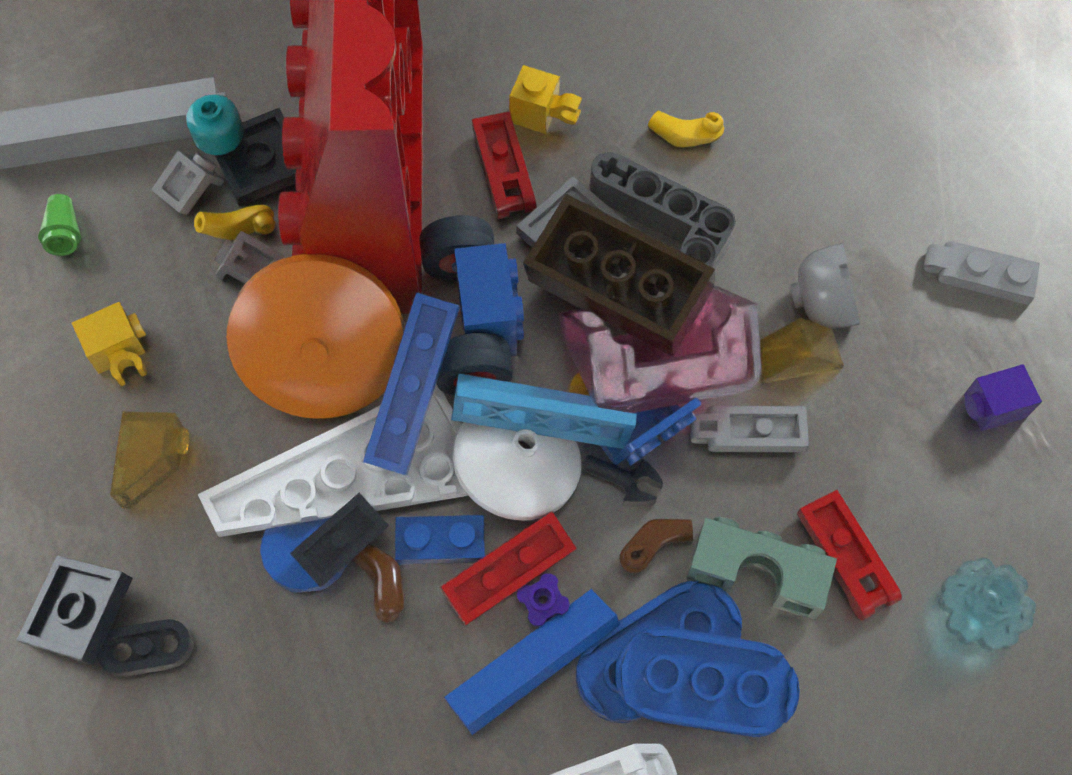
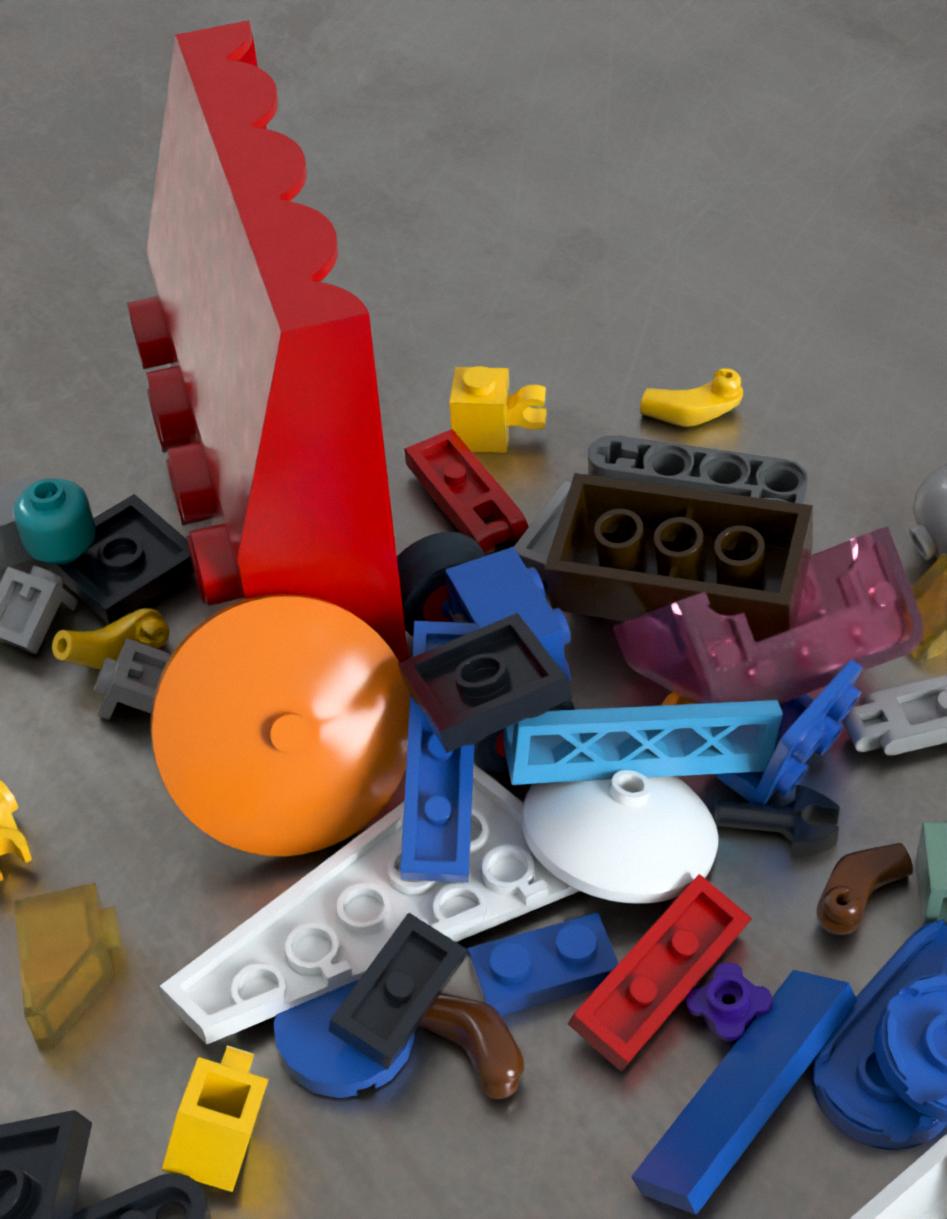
camera: 10 degrees left, 20 degrees down
(208, 593) = (216, 1120): none -> yellow brick
(443, 357) = (484, 682): none -> black plate

